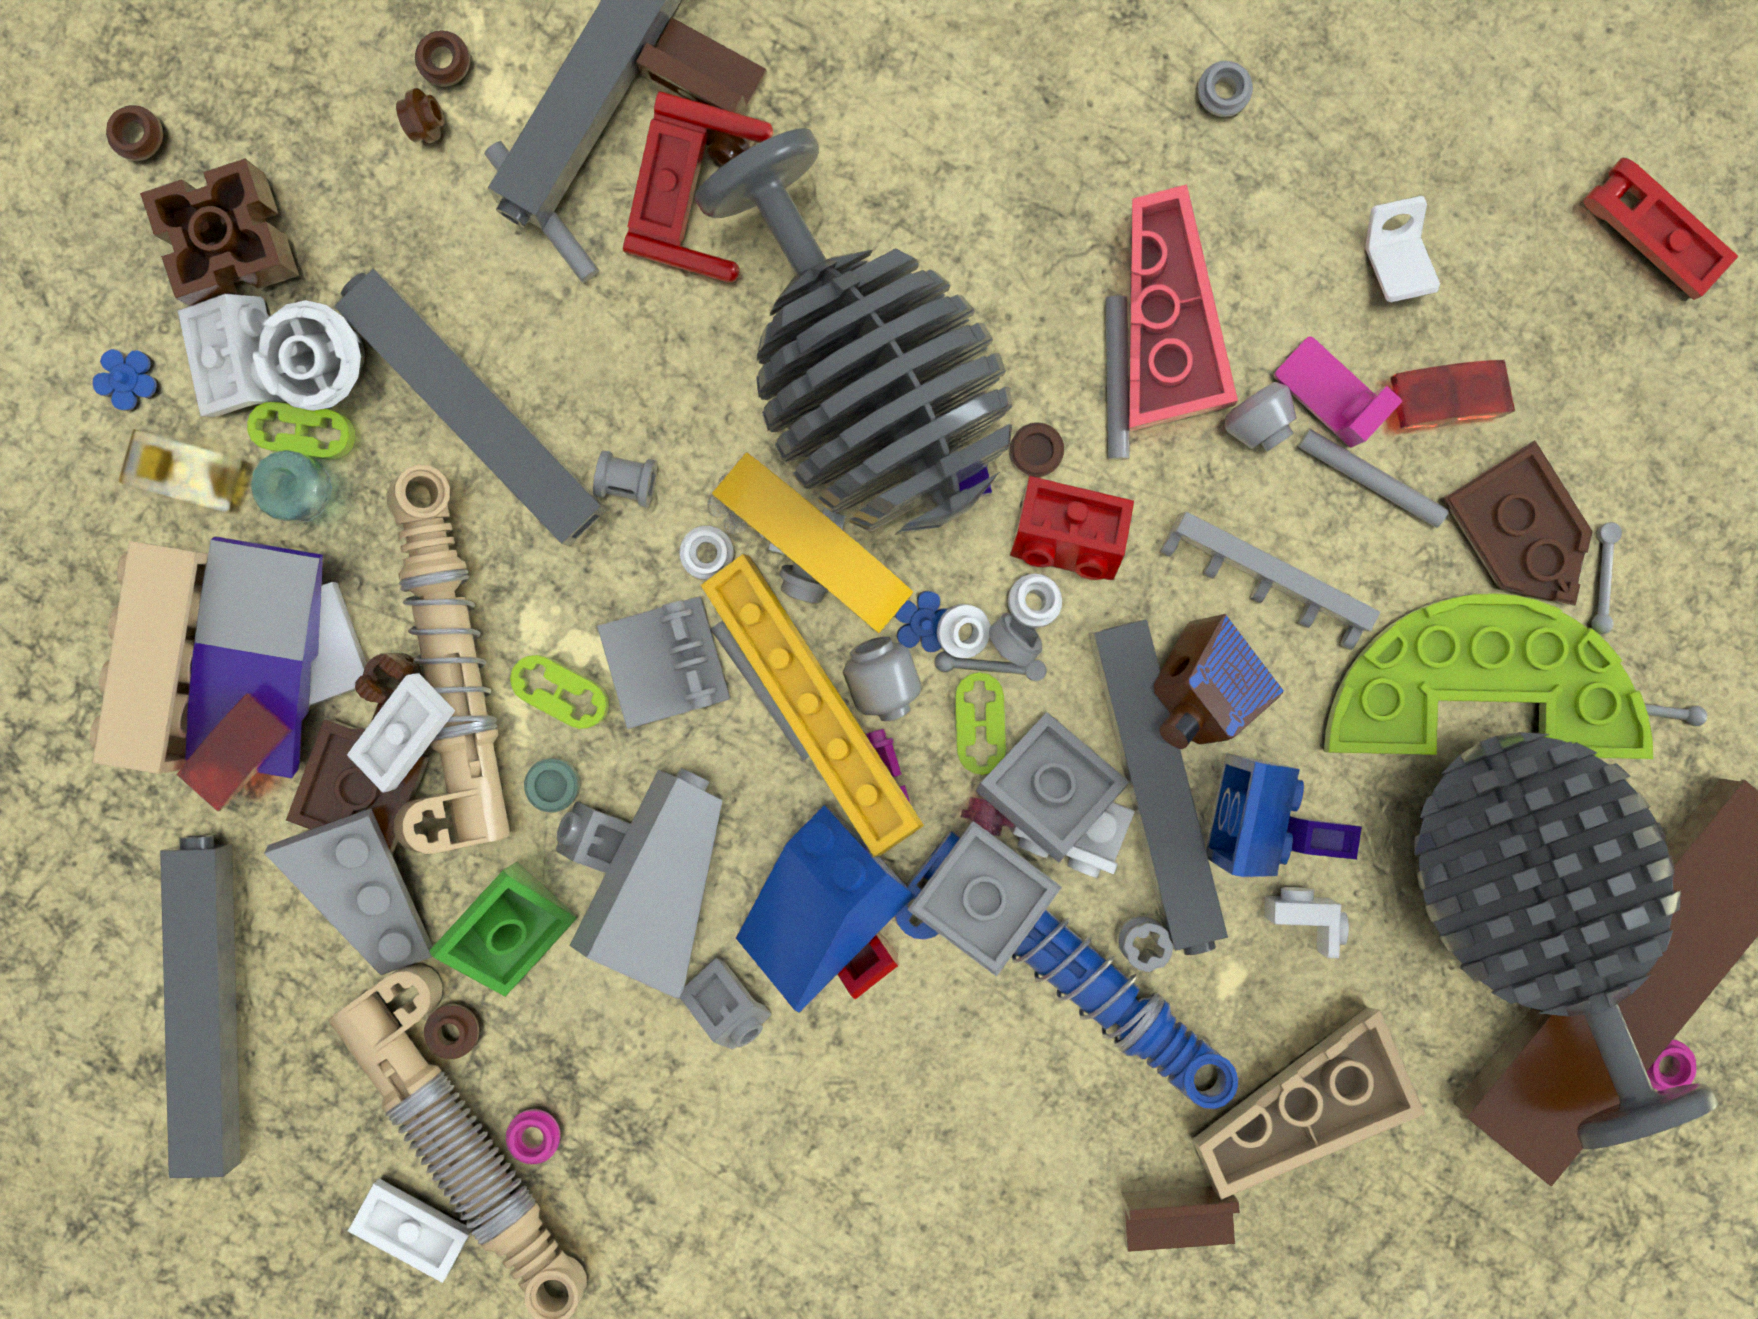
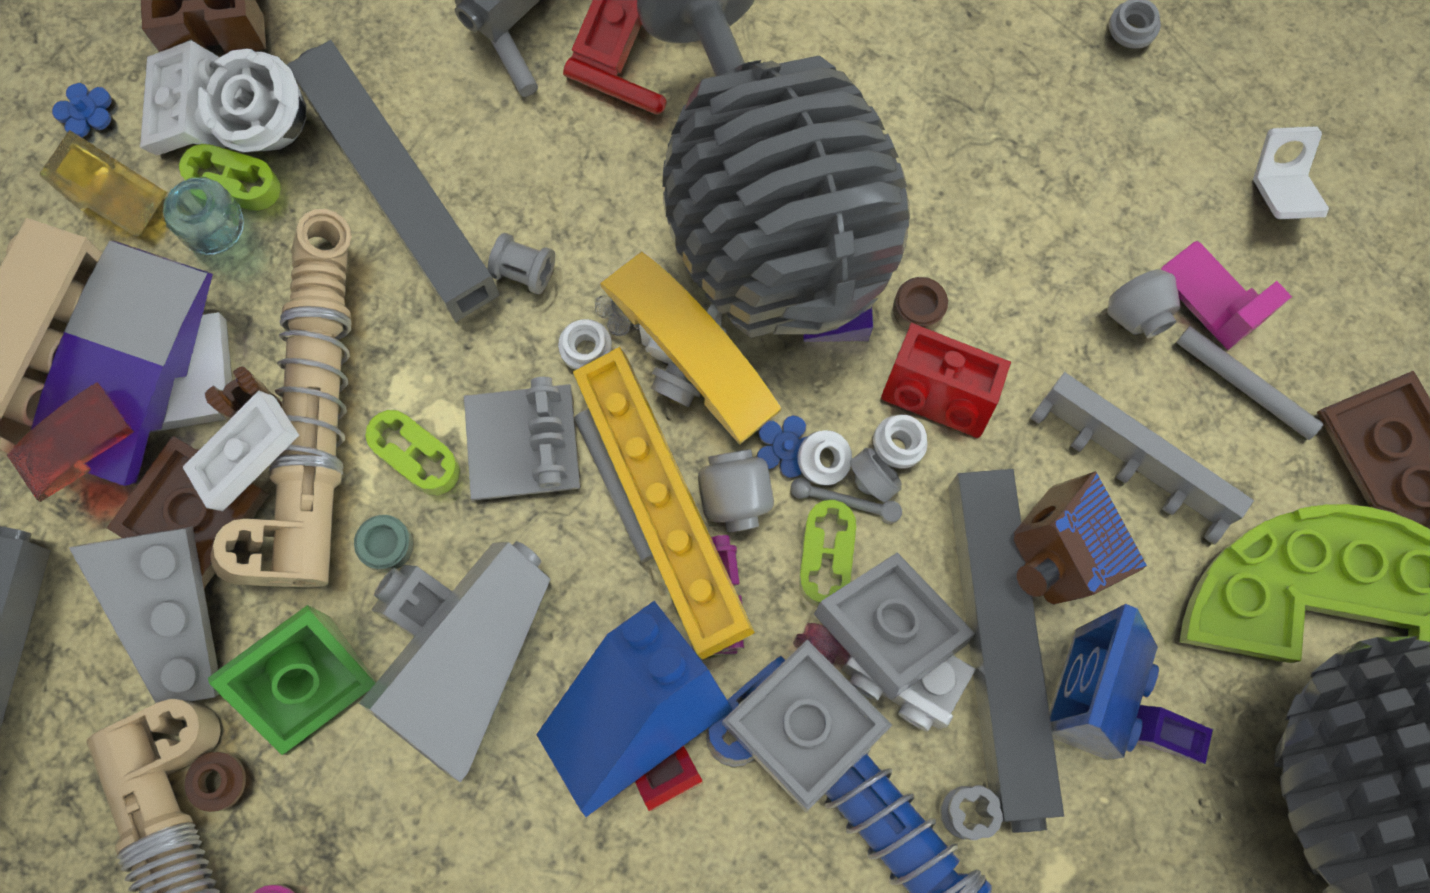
camera: 10 degrees right, 15 degrees down
(724, 1006) = (508, 804): light grey bracket -> none
(1117, 377) = (1006, 253): light grey bar -> none
(1175, 330) = (1071, 212): coral wedge -> none
(1300, 907) = (1142, 801): white bracket -> none
(1453, 393) = (1335, 310): clear red slope -> none

